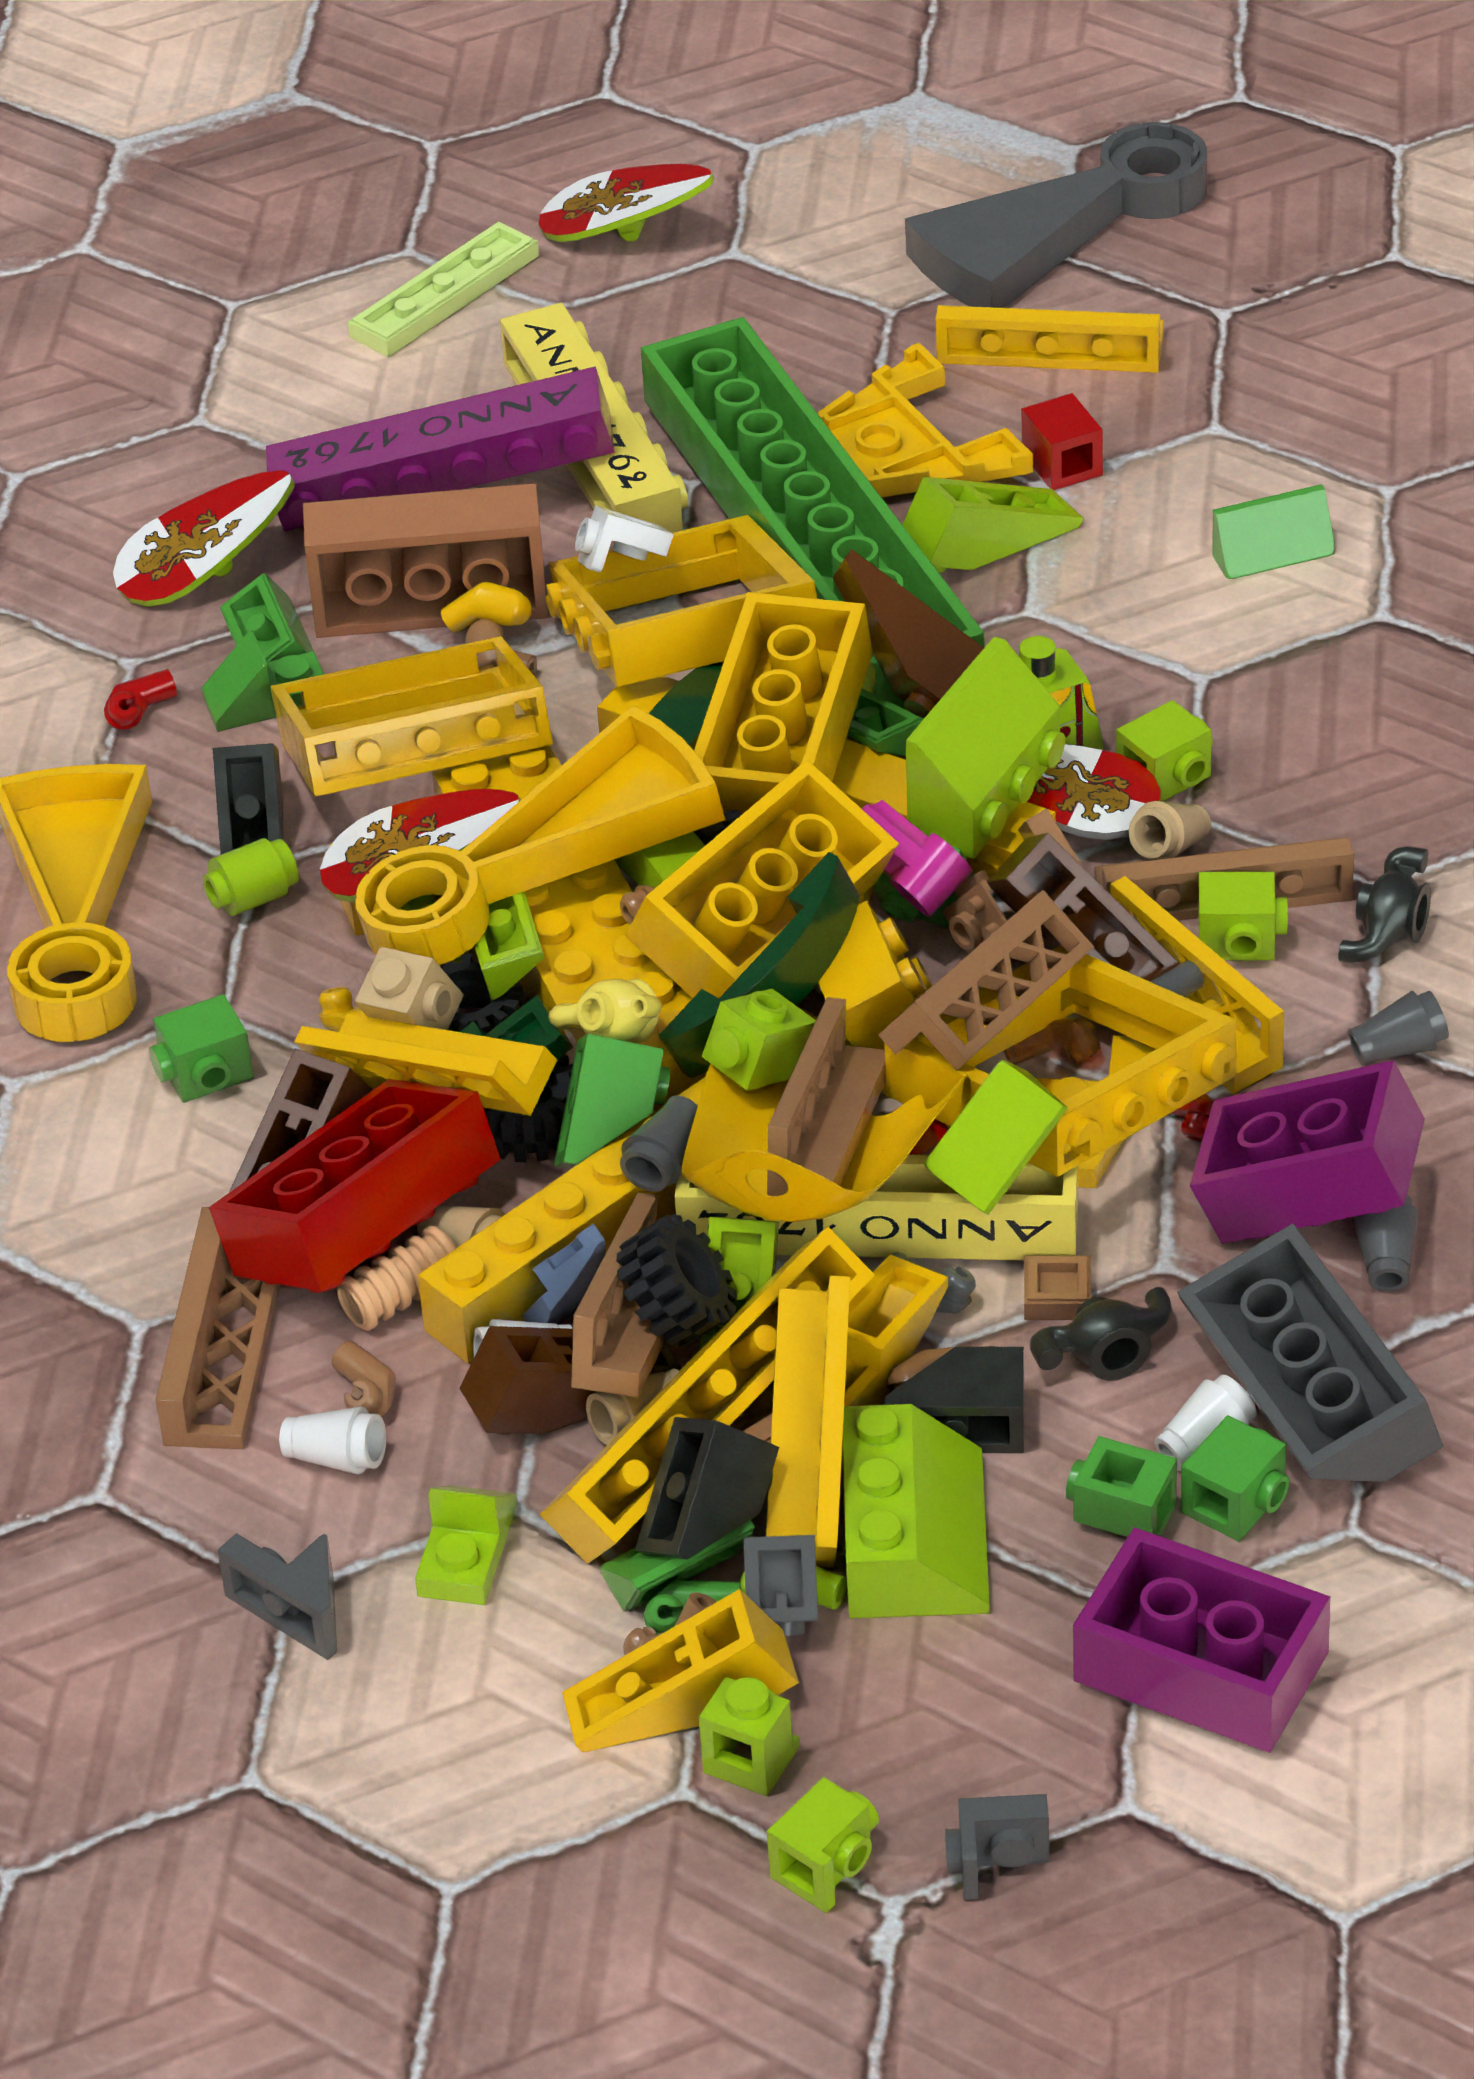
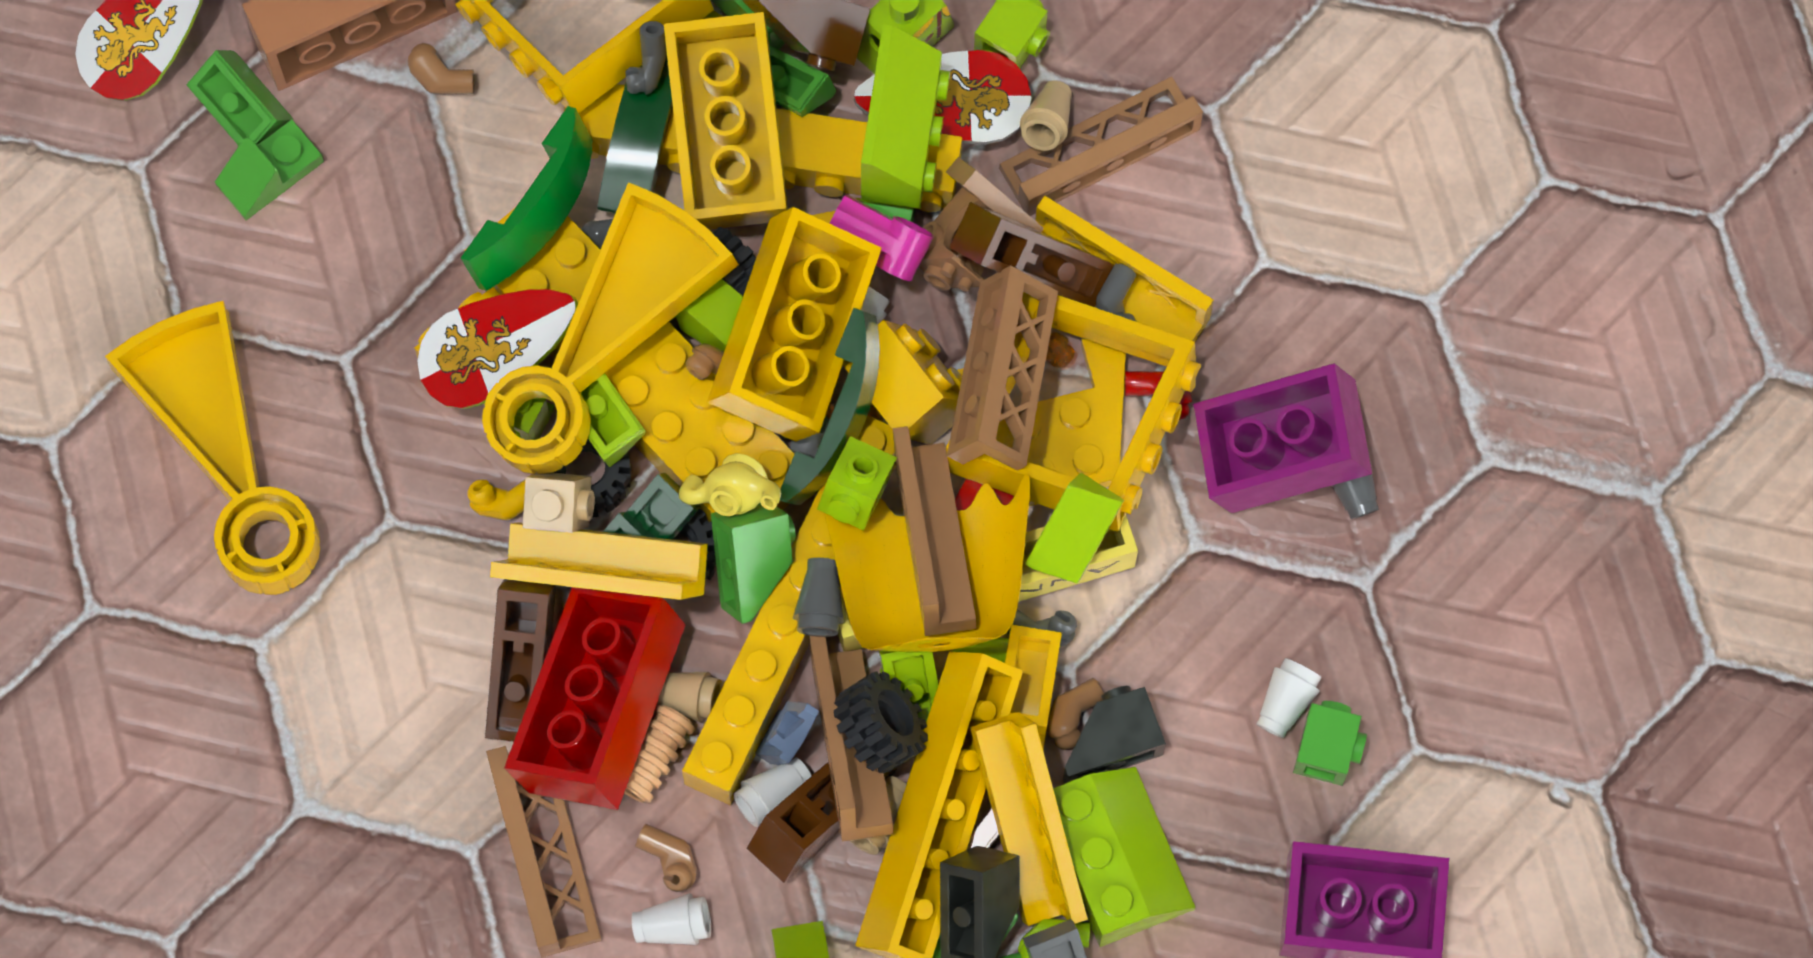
camera: 25 degrees left, 30 degrees up
(132, 698) = (165, 213): red arm -> none
(201, 1049) = (401, 578): bright green brick -> none
(248, 794) = (320, 310): pearl dark grey slope -> none
(250, 876) = (355, 384): lime brick -> none
(411, 716) = (384, 145): yellow window -> none
(489, 602) = (415, 30): yellow arm -> none
(521, 736) = (506, 247): none -> green slope
(708, 664) = (653, 59): none -> dark grey arm
(1055, 1286) = (1130, 596): medium nougat tile -> none
(1105, 1335) = (1187, 637): pearl dark grey piece -> none
(1123, 1488) = (1268, 770): bright green brick -> none
(1241, 914) = (1131, 189): lime brick -> none
(1312, 1362) = (1346, 630): dark grey slope -> none
(1391, 906) = (1240, 141): pearl dark grey piece -> none
(1402, 1028) = (1289, 265): dark grey cone -> none

